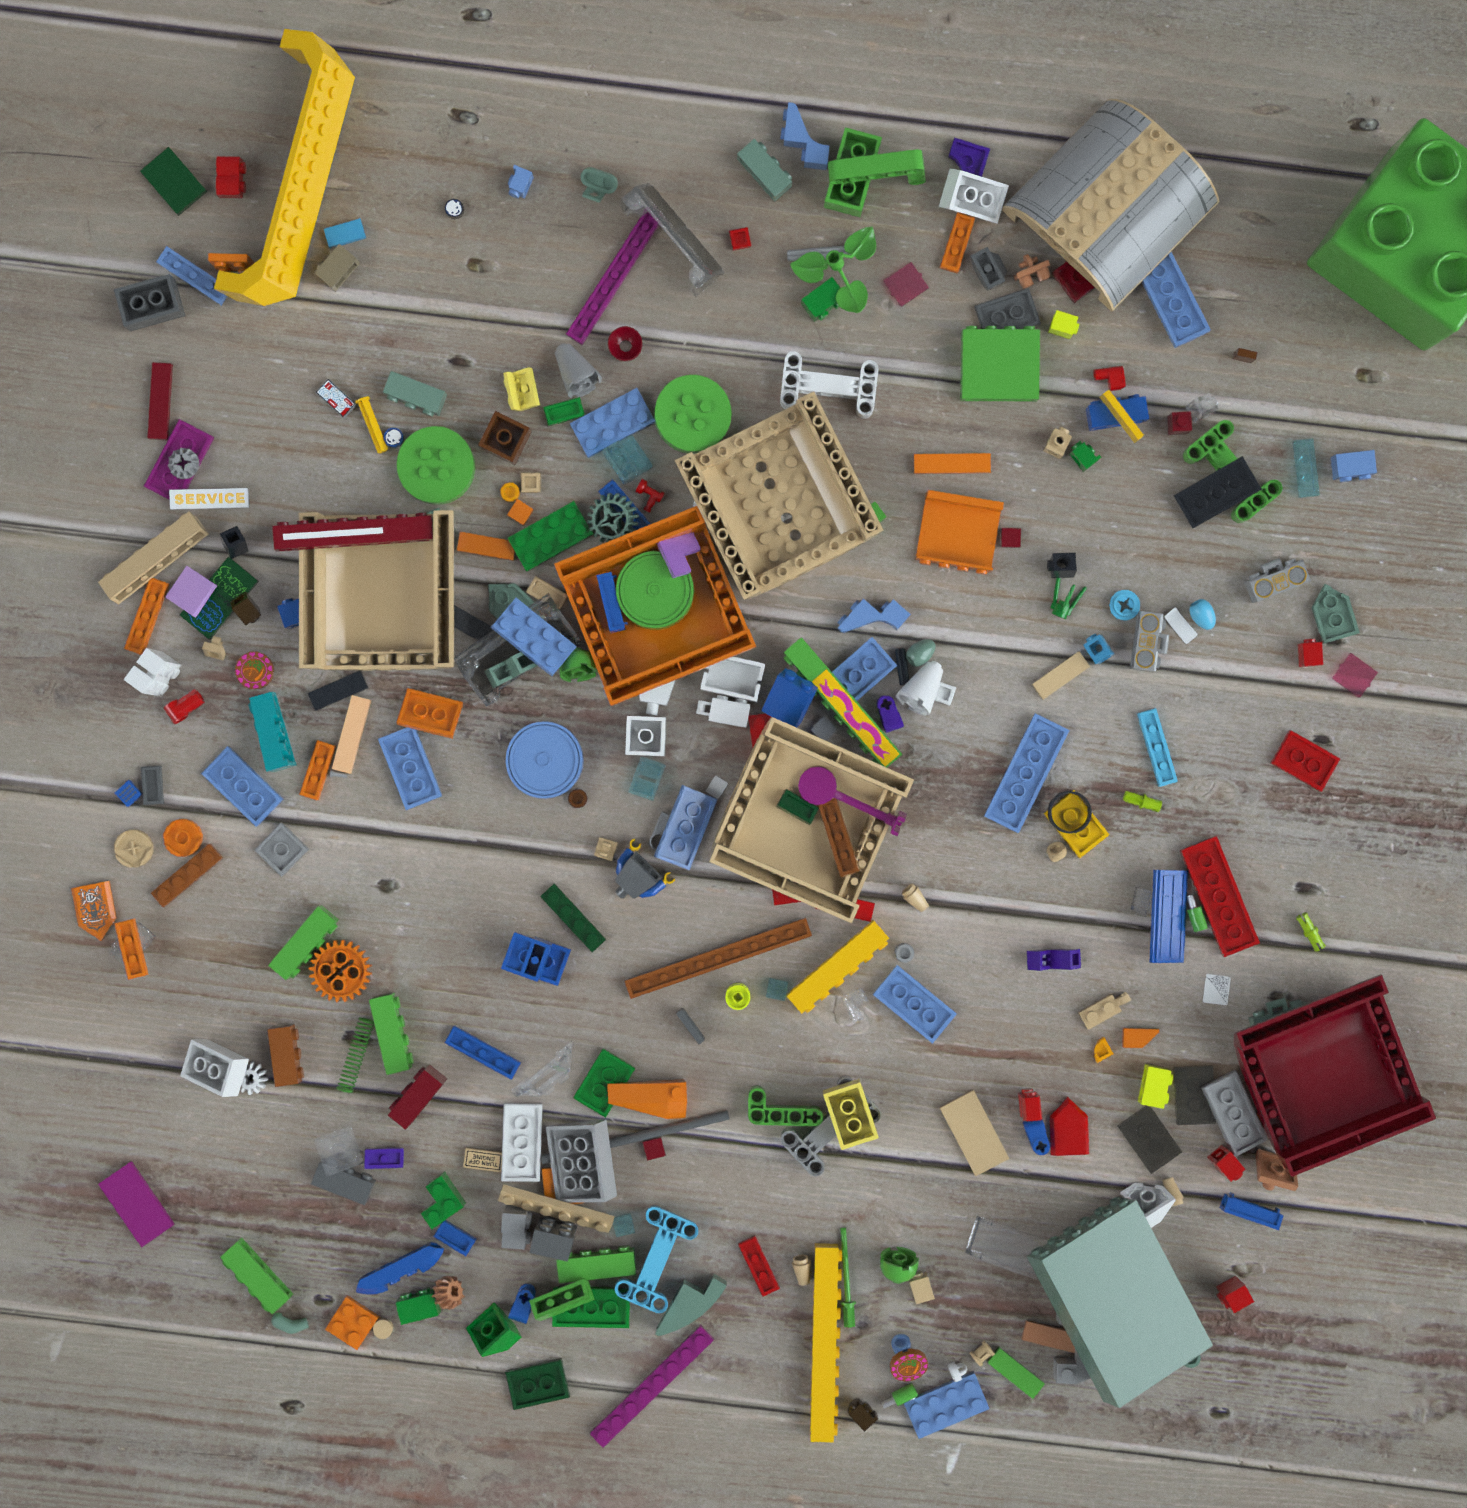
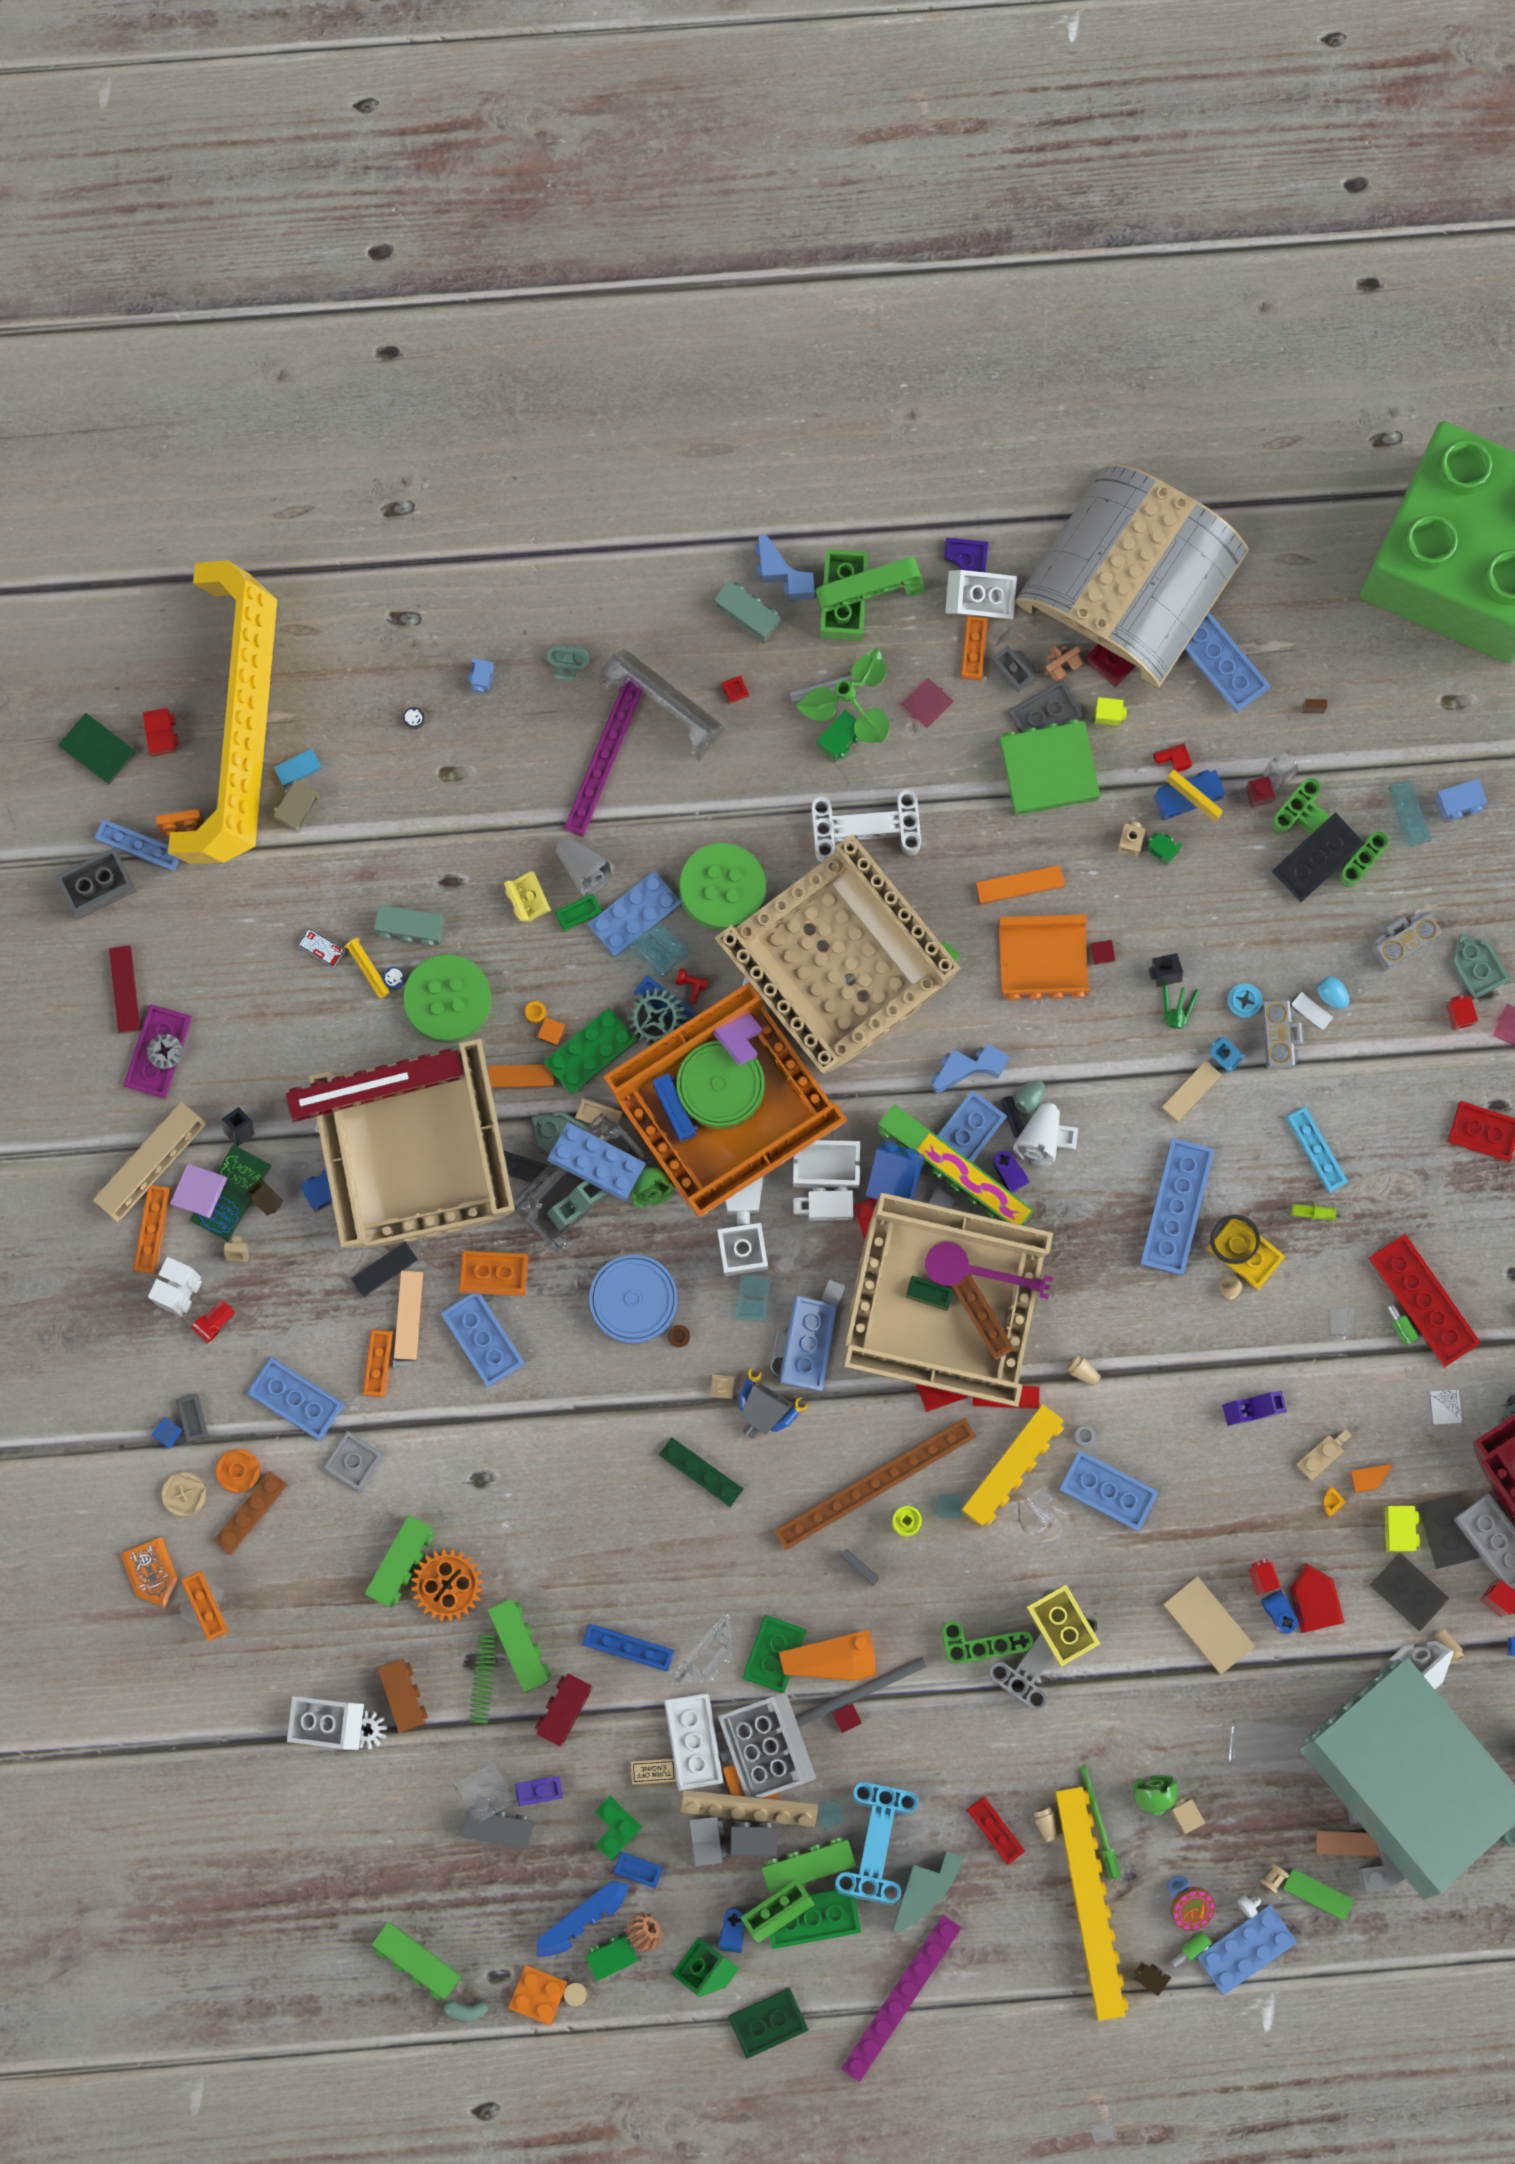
camera: 15 degrees left, 10 degrees down
(136, 1204) = (260, 1906): magenta tile -> none
(209, 498) = (200, 1084): white tile -> none
(254, 670) = (285, 1265): dark orange tile -> none
(271, 732) = (319, 1330): teal wedge -> none
(505, 438) = (519, 953): reddish brown brick -> none
(530, 482) = (556, 997): tan tile -> none
(536, 958) = (669, 1524): blue bracket -> none
(625, 334) = (632, 815): dark red piece -> none
(1168, 916) = (1372, 1333): piece -> none

